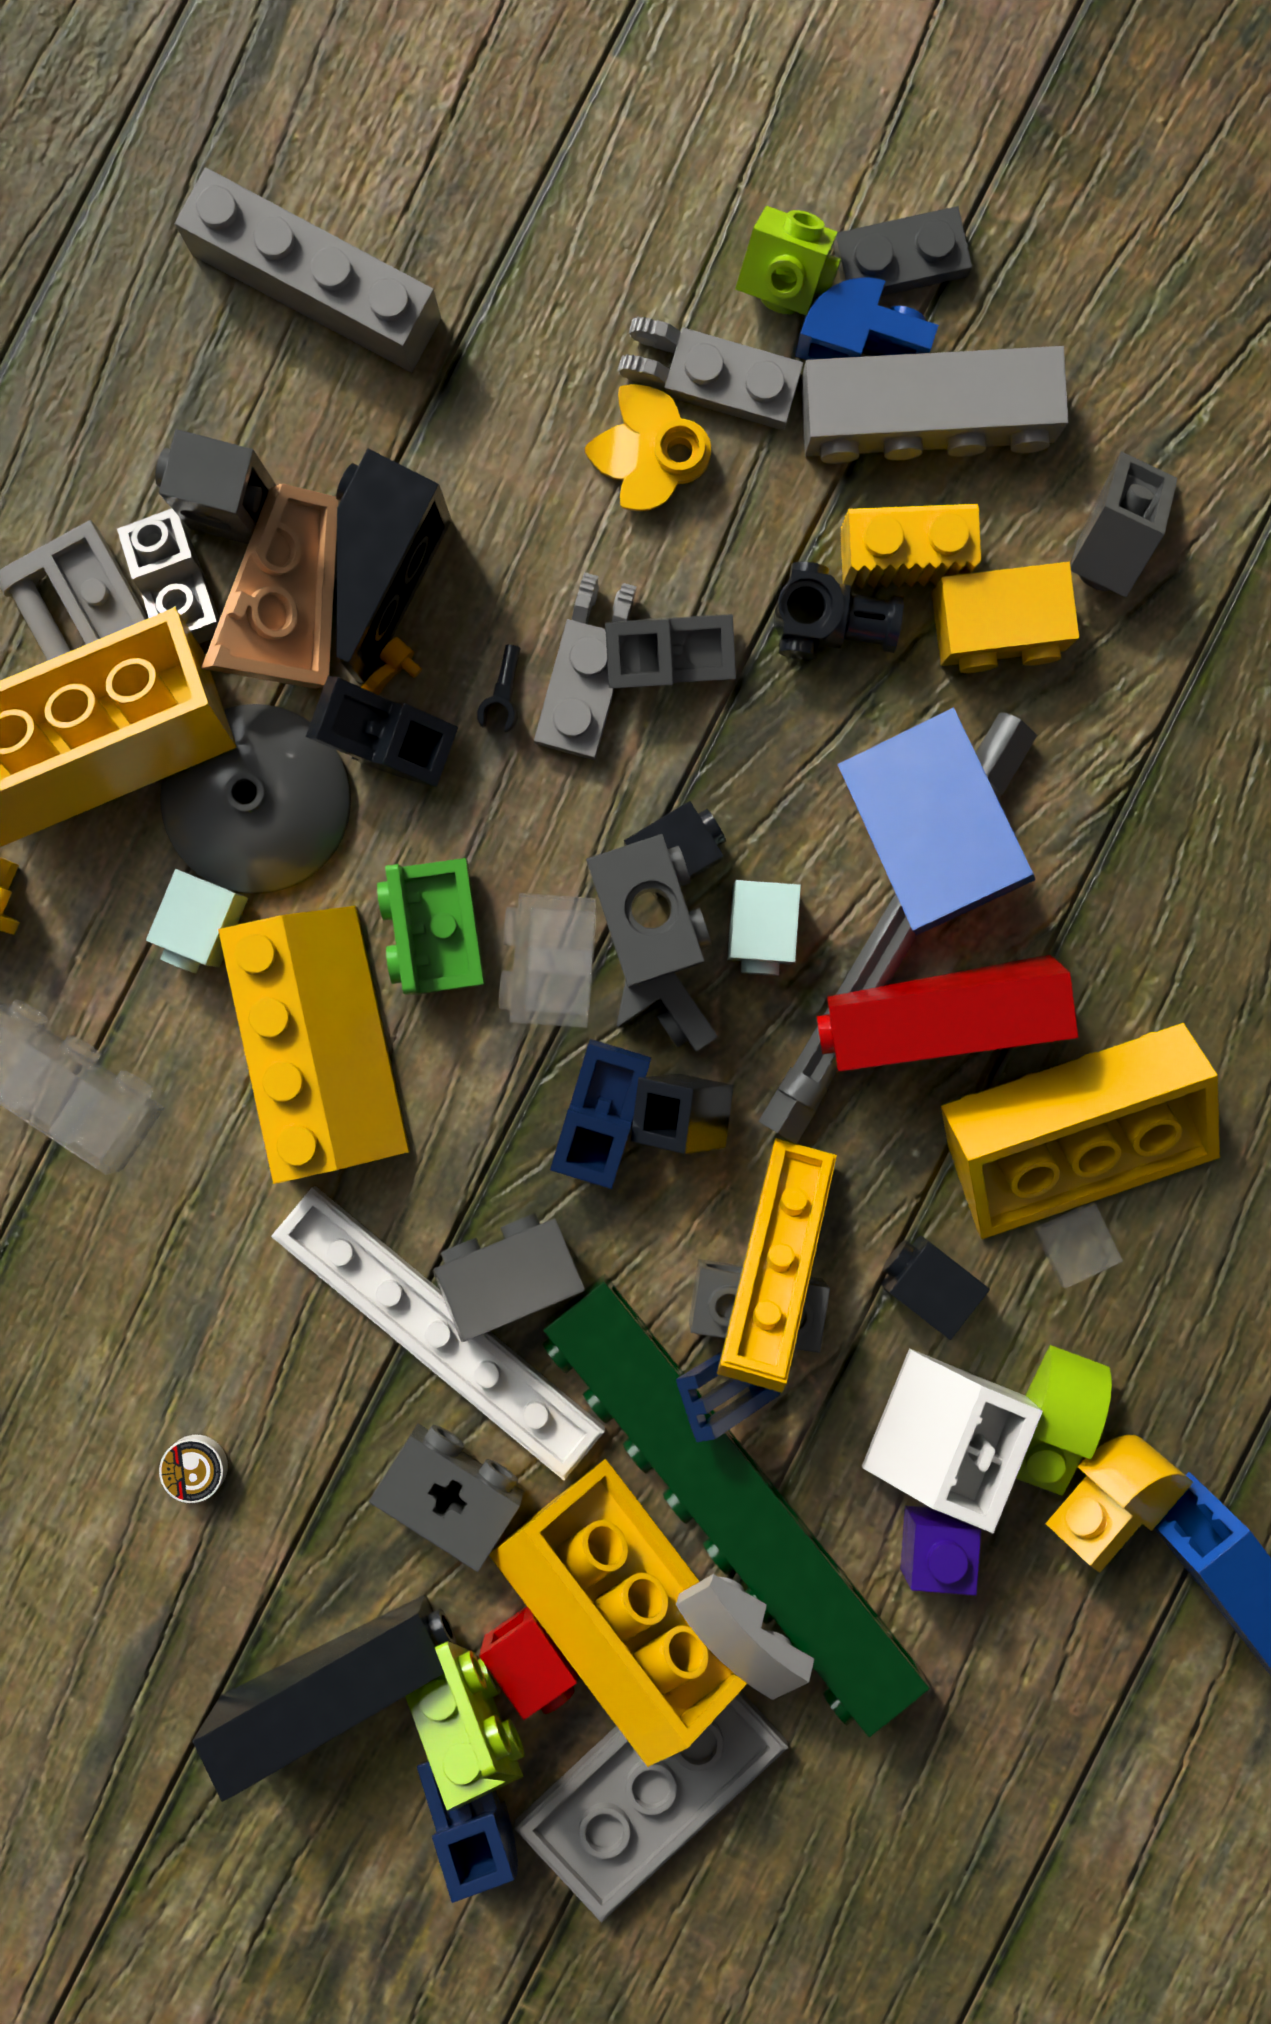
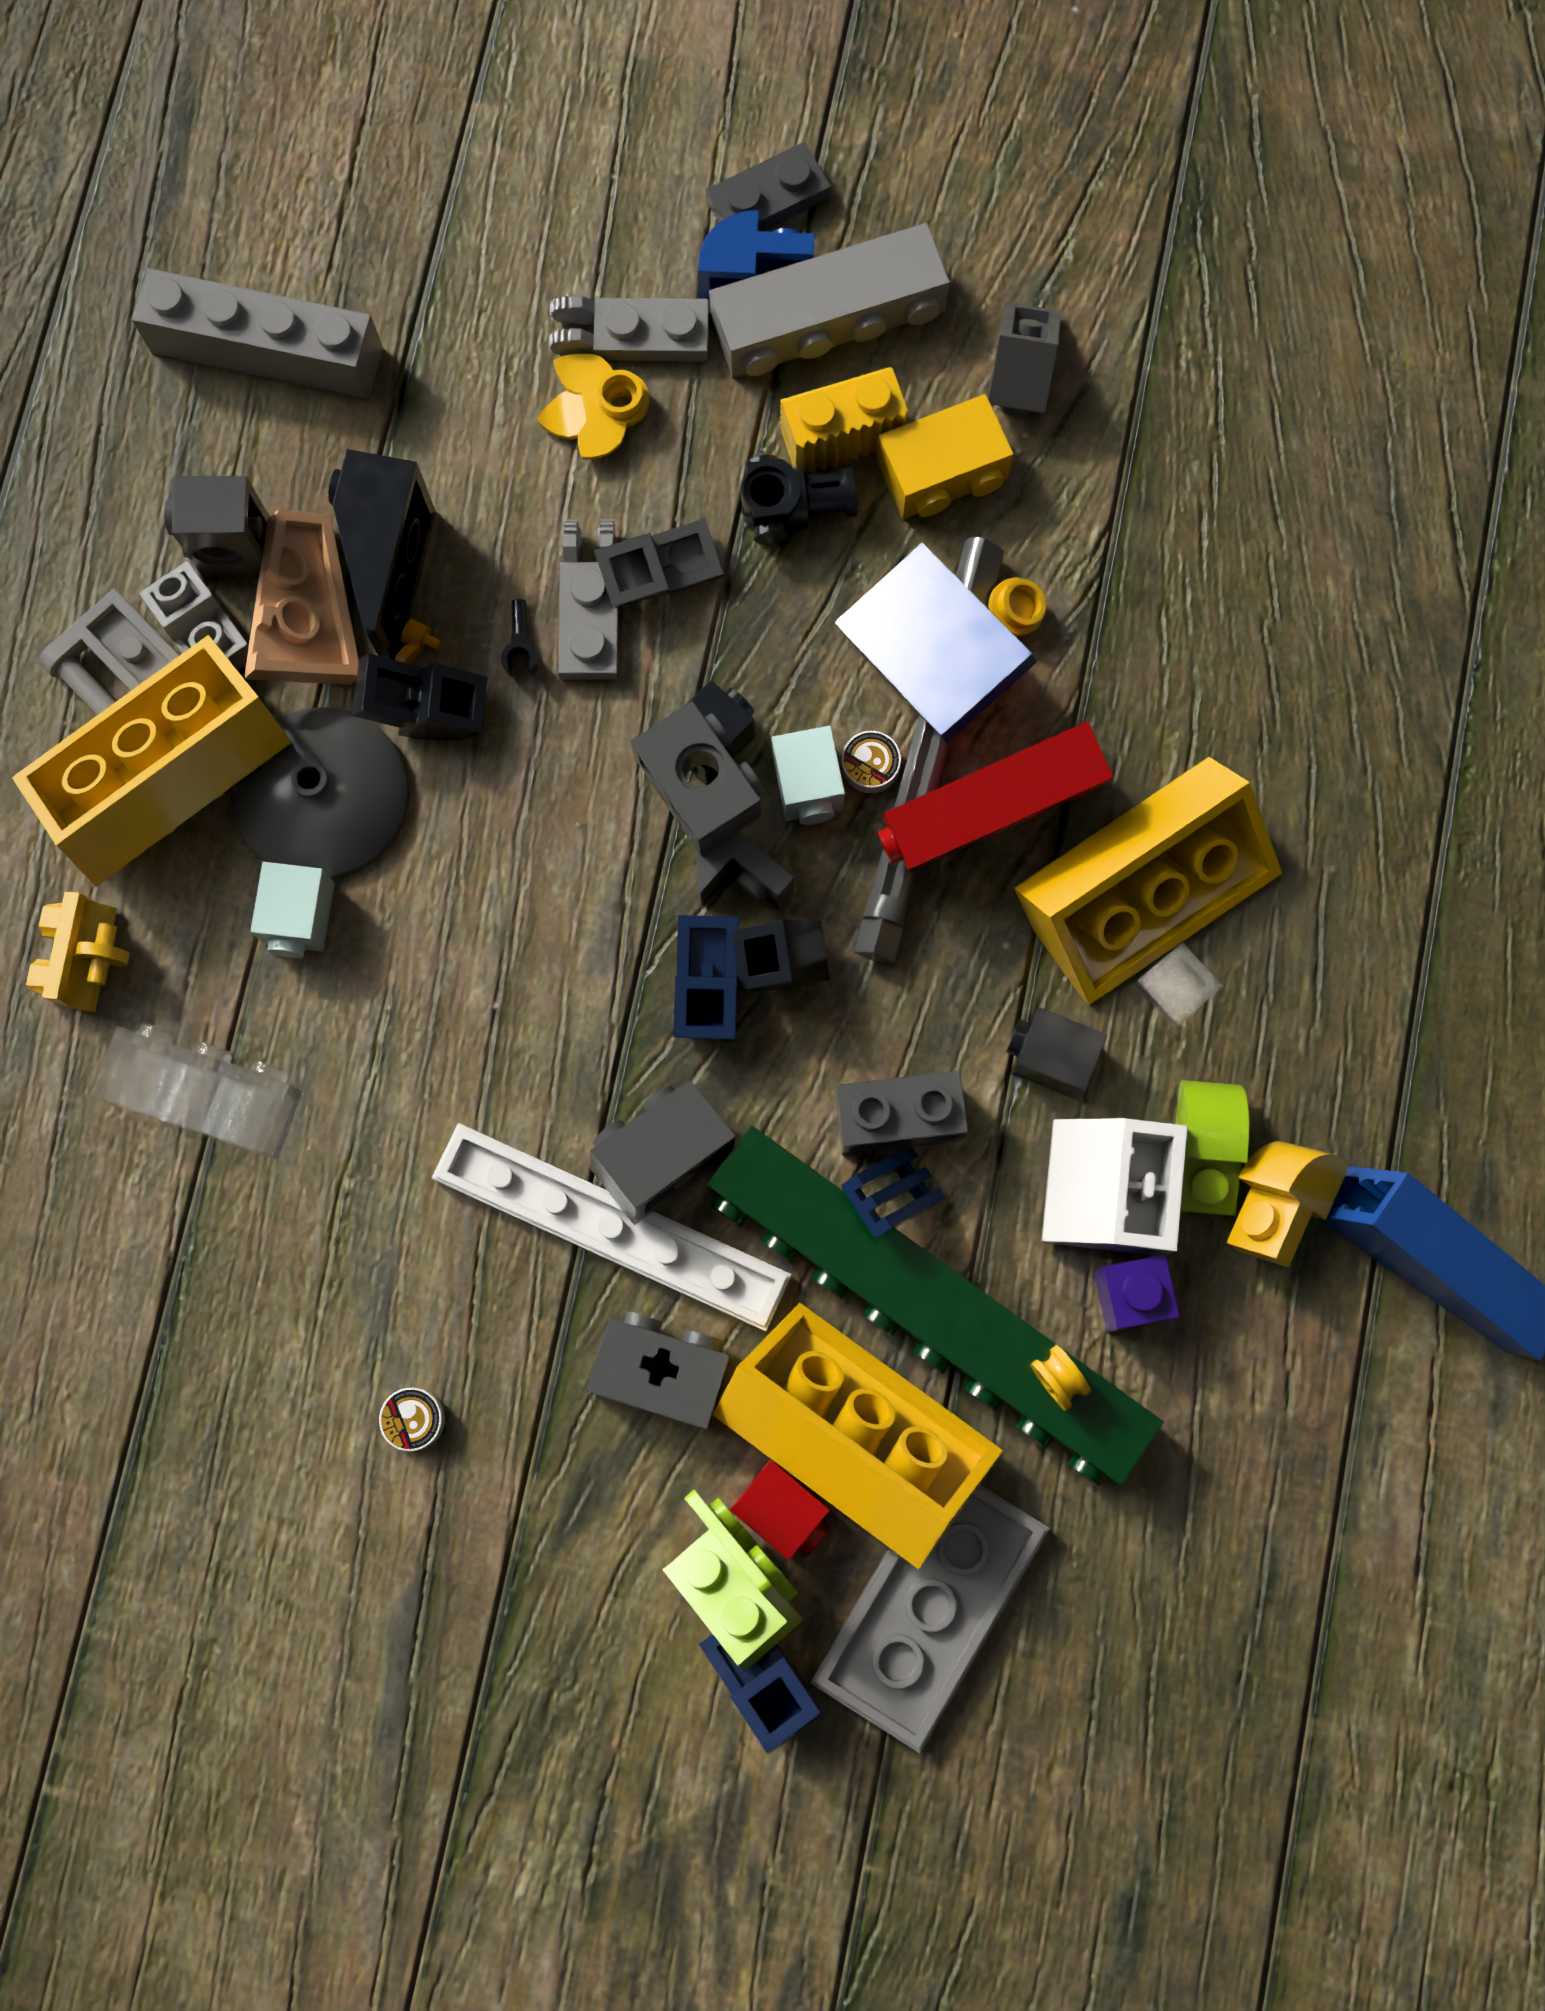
camera: 10 degrees left, 10 degrees down
(313, 1042) = (427, 988): yellow slope -> none
(320, 1695) = (591, 1590): black slope -> none
(432, 927) = (511, 856): bright green bracket -> none
(550, 960) = (625, 858): clear brick -> none
(731, 1629) = (958, 1412): light grey slope -> none
(777, 1266) = (906, 1062): yellow tile -> none
(788, 260) = (653, 222): lime brick -> none
(832, 924) = (871, 761): none -> tile
(840, 1627) = (1061, 1377): none -> yellow bush
(1033, 800) = (1018, 605): none -> yellow plate

